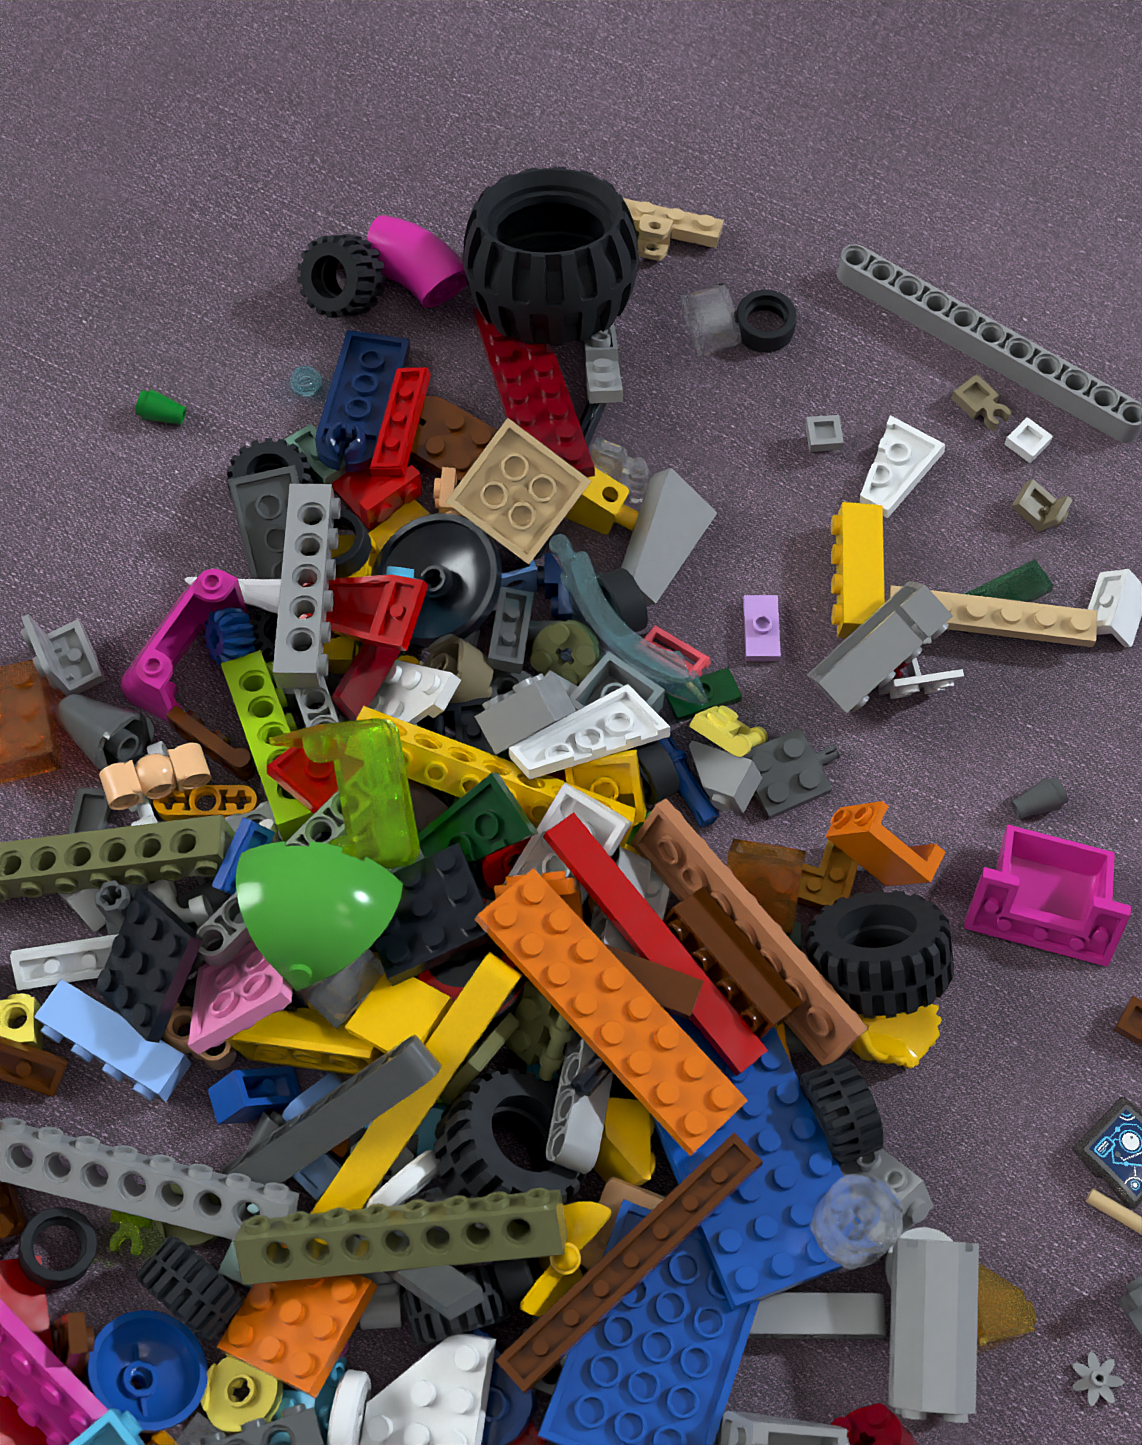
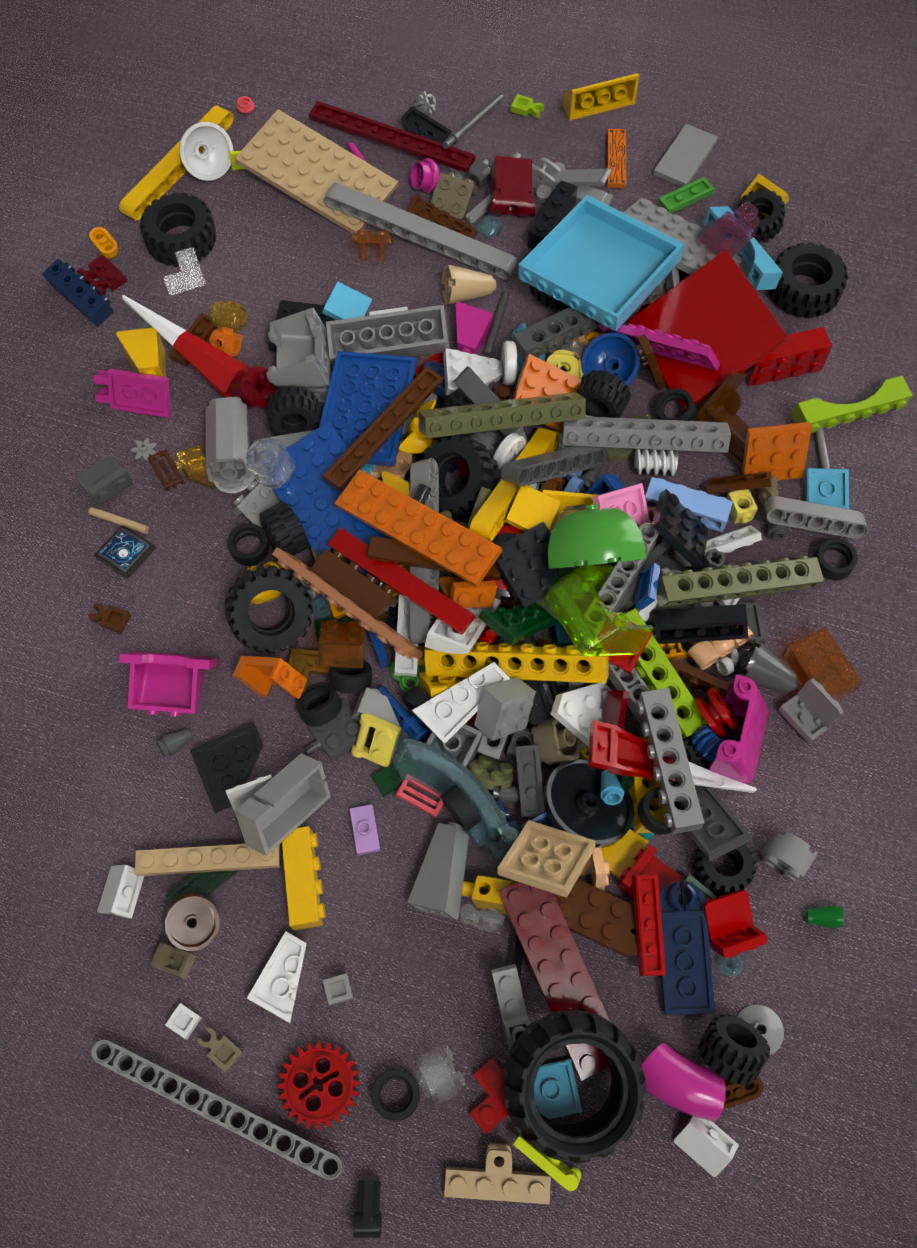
camera: 170 degrees right, 0 degrees up
(146, 1141) = (656, 462): none -> white piece
(177, 784) = (701, 624): none -> black brick
(181, 475) = (788, 854): none -> light grey brick
(204, 672) = (717, 713): none -> red wheel
(288, 405) = (732, 925): none -> red bracket
(294, 323) = (771, 1022): none -> light grey dish
(377, 1360) = (504, 392): none -> reddish brown plate
(401, 204) = (706, 1144): none -> white panel
(640, 313) = (493, 1108): none -> red plate
(753, 812) = (350, 679): none -> black tyre
(785, 793) = (322, 714): none -> black tyre
(801, 1369) = (293, 411): none -> black tyre
(813, 219) = (368, 1215): none -> black piece
(859, 344) = (307, 1064): none -> red gear
(933, 1115) = (248, 530): none -> black tyre
(958, 751) = (227, 763): none -> black plate
(1018, 535) = (204, 926): none -> wheel
(1069, 1318) = (172, 482): none -> reddish brown tile

